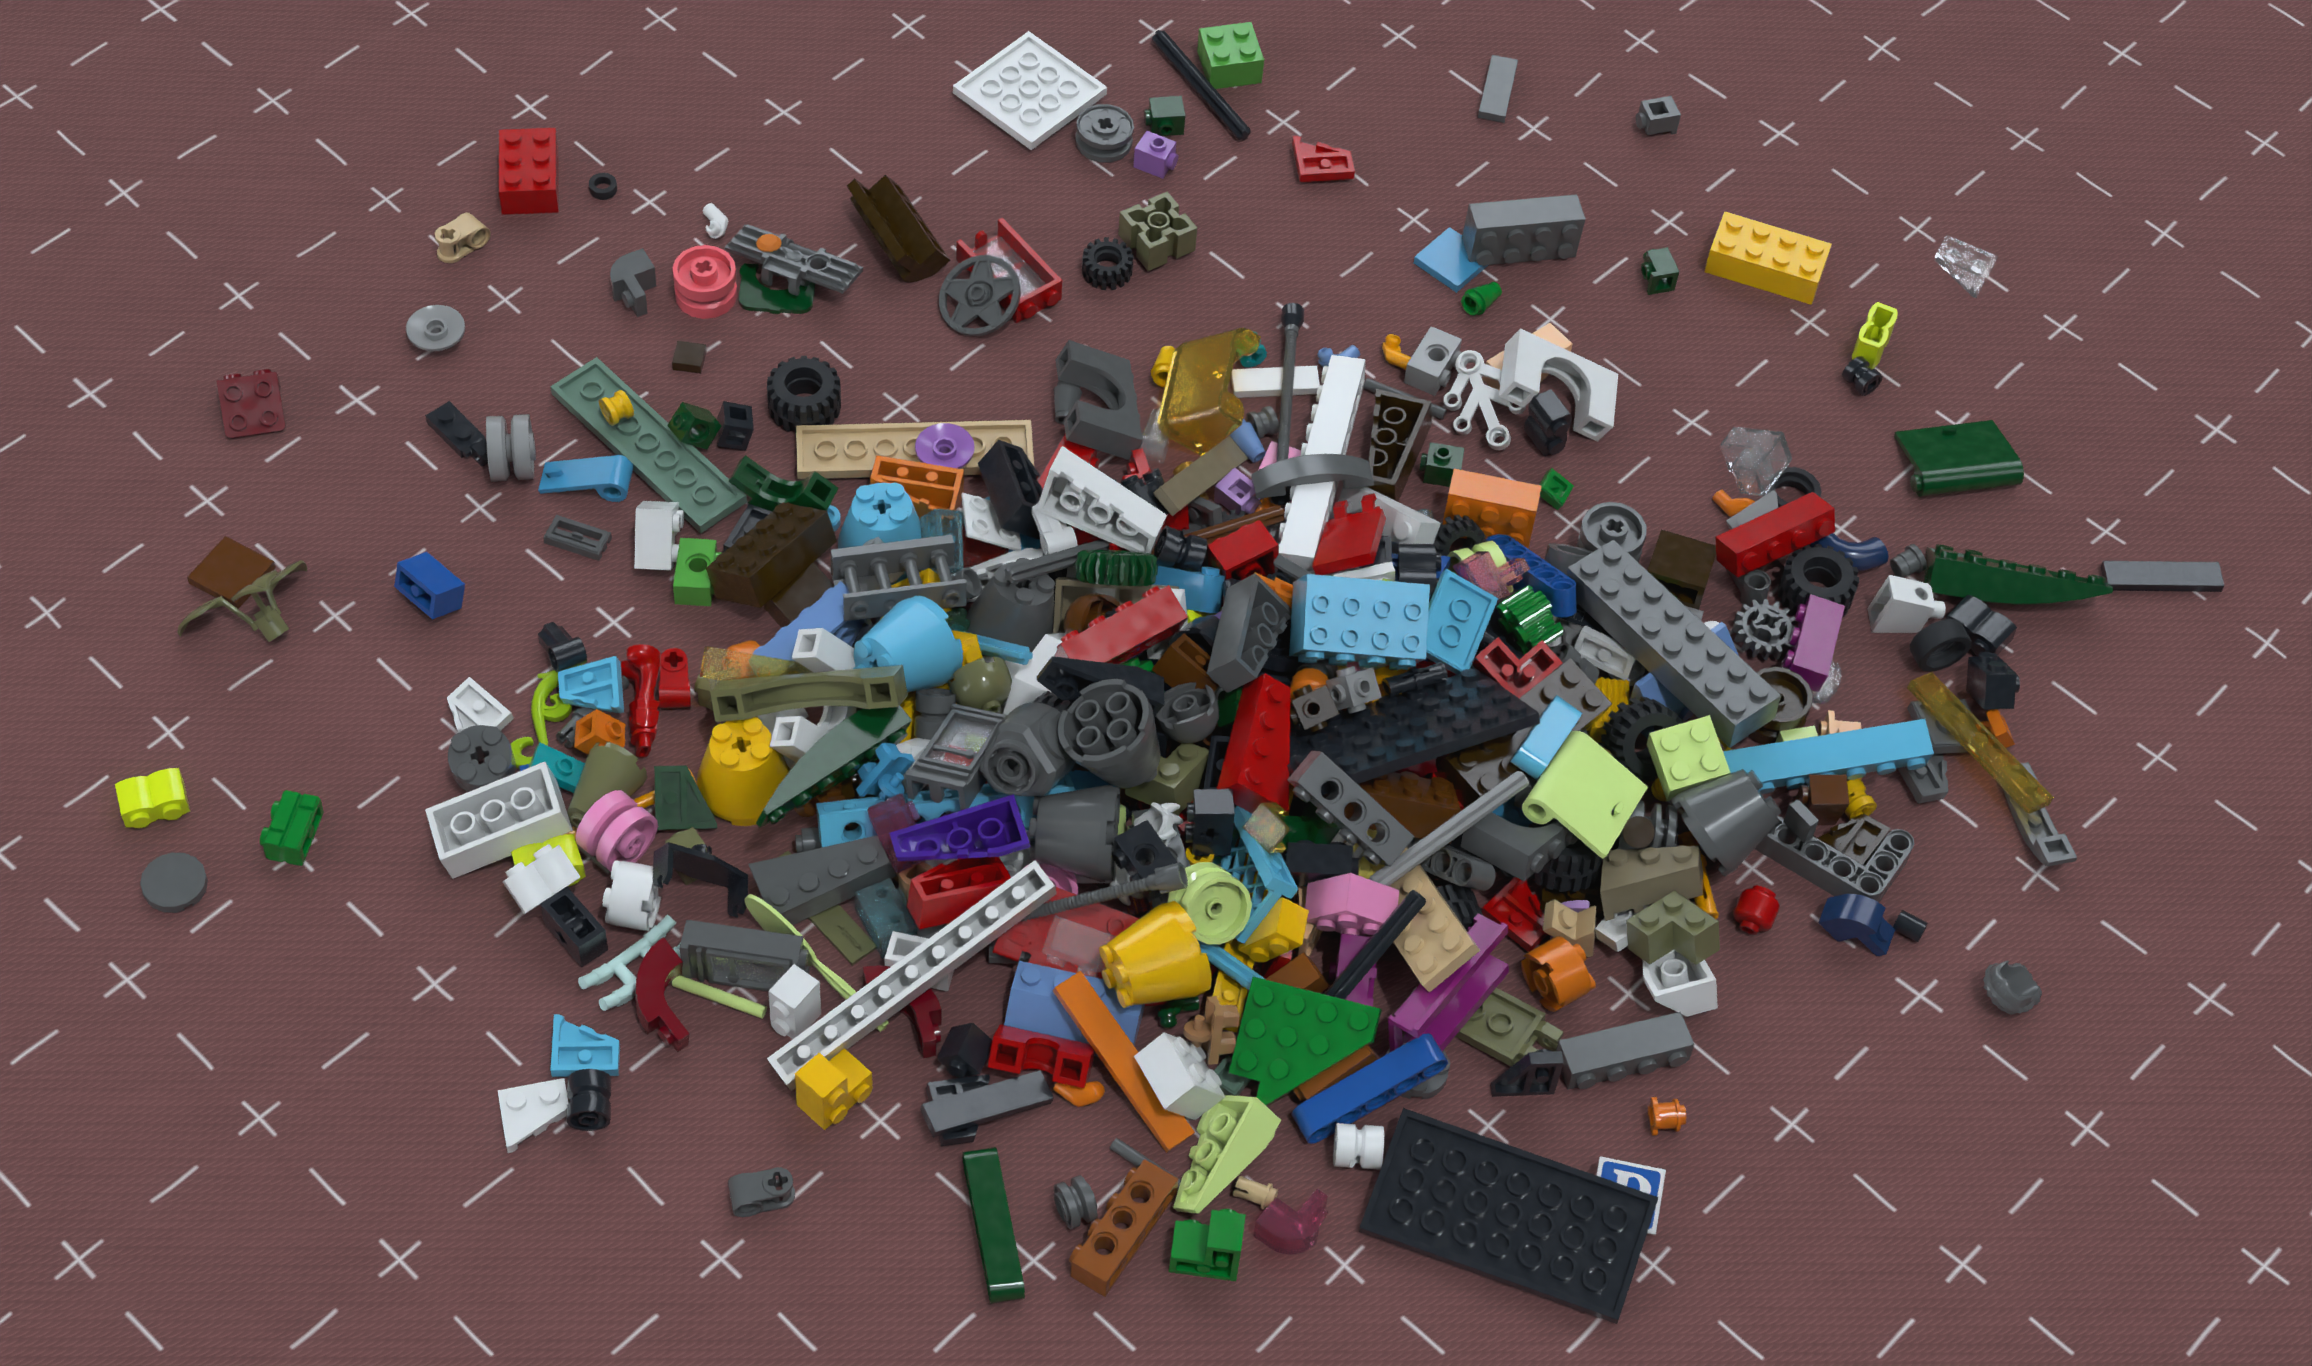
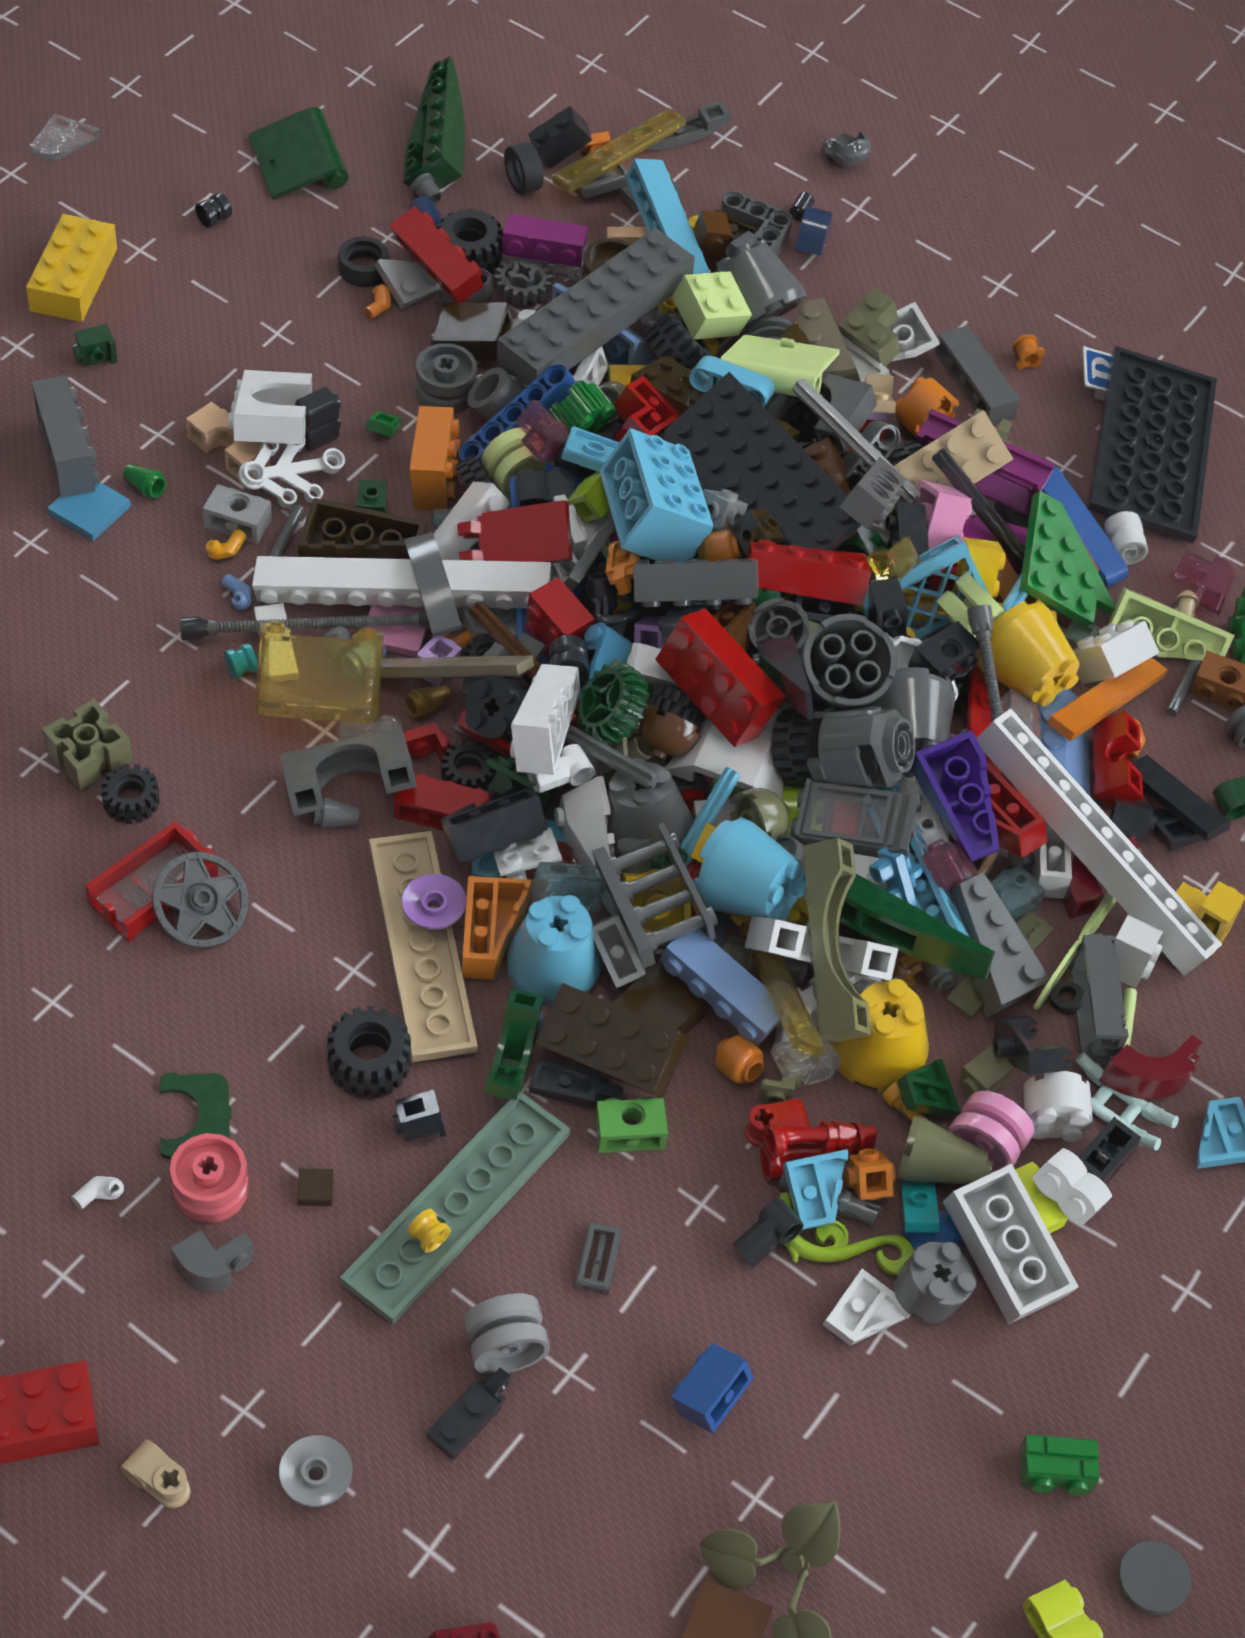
camera: 100 degrees left, 0 degrees up
(600, 178) = (47, 1342): black piece -> none
(606, 474) = (515, 1251): dark azure door -> none
(655, 534) = (593, 1161): white brick -> none
(694, 425) = (435, 1151): dark green brick -> none
(793, 261) = (176, 1091): dark grey piece -> none
(898, 229) = (102, 992): dark brown brick -> none
(1161, 366) = (272, 731): yellow cone -> none
(1207, 1029) = (1071, 620): medium nougat hips -> none
(1532, 1075) = (1026, 420): black wing -> none
(1755, 458) = (335, 269): clear brick -> none
(1756, 910) = (820, 287): red head -> none
(1875, 333) = (168, 195): neon yellow brick -> none
(1903, 606) = (485, 183): white torso -> none
(1986, 628) = (487, 150): black brick -> none
(2163, 576) = (407, 44): tile -> none

